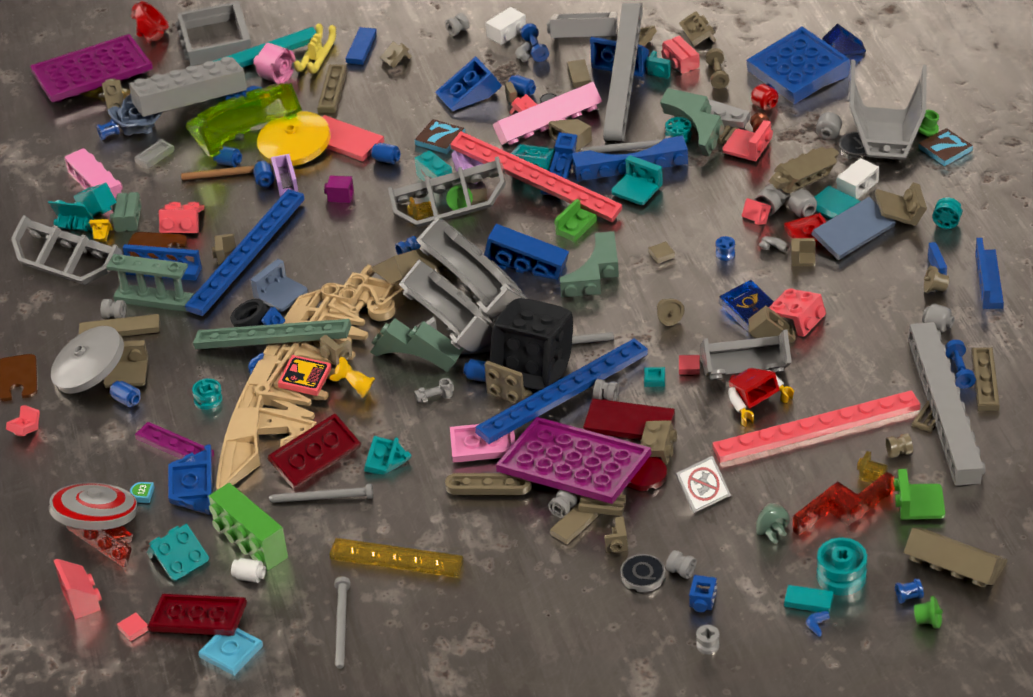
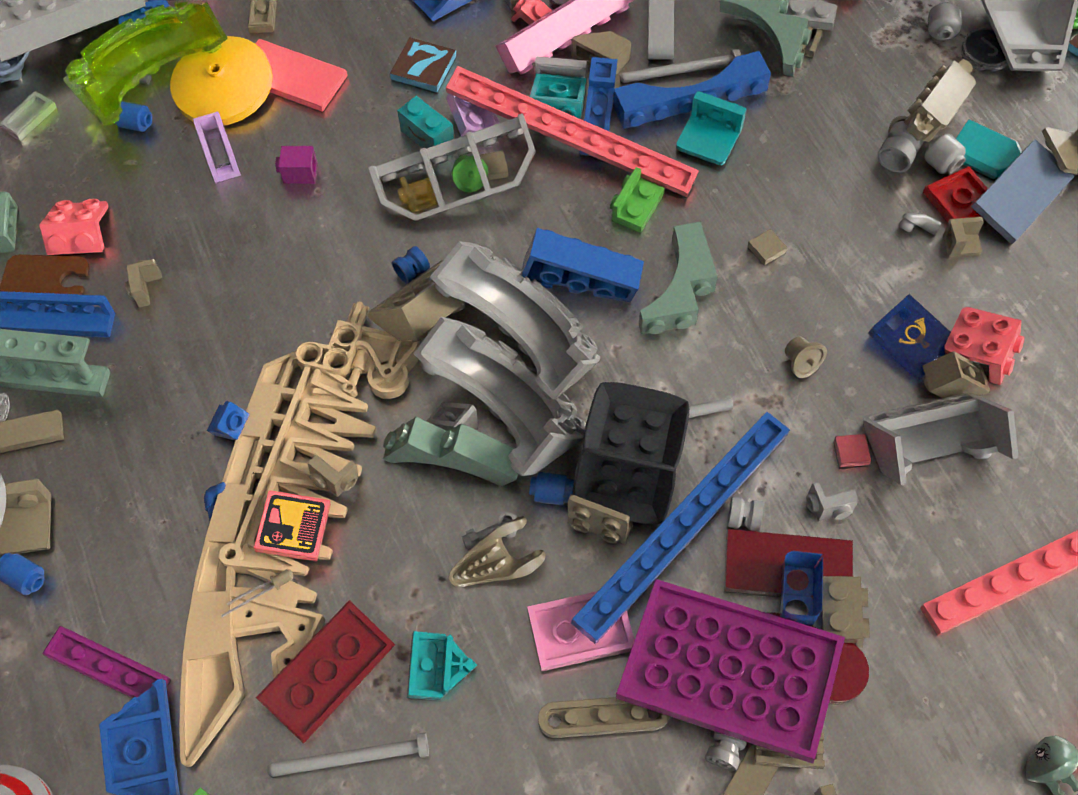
camera: 10 degrees left, 20 degrees up
(143, 491) = (64, 773): tile -> none
(207, 393) = (146, 562): teal wheel -> none
(217, 173) = (122, 143): medium nougat bar -> none
(244, 252) = (172, 289): blue plate -> none
(249, 313) = (184, 400): black tyre -> none
(263, 174) = (186, 143): blue brick -> none
(271, 334) = (234, 447): sand green plate -> none
(275, 287) = (230, 350): sand blue bracket -> none
(290, 401) = (278, 580): none -> piece
(355, 378) = (373, 525): yellow animal -> none
(386, 153) = (353, 98): blue brick -> none
(430, 403) = (491, 562): none -> dark tan animal
(537, 139) = (560, 67): none -> light grey tile
(628, 412) = (805, 562): none -> blue piece
(654, 376) = (804, 474): teal tile -> none
(666, 389) = (837, 506): none -> light grey bracket
(679, 128) = (746, 38): teal wheel -> none
(702, 484) = (933, 697): piece -> none
(725, 248) = (852, 231): blue wheel -> none
(747, 143) = (844, 55): coral bracket -> none
(752, 388) = (960, 500): red torso -> none
(756, 211) = (883, 169): coral bracket -> none
(757, 119) = (853, 23): copper wheel -> none
(858, 178) = (1006, 105): white brick -> none

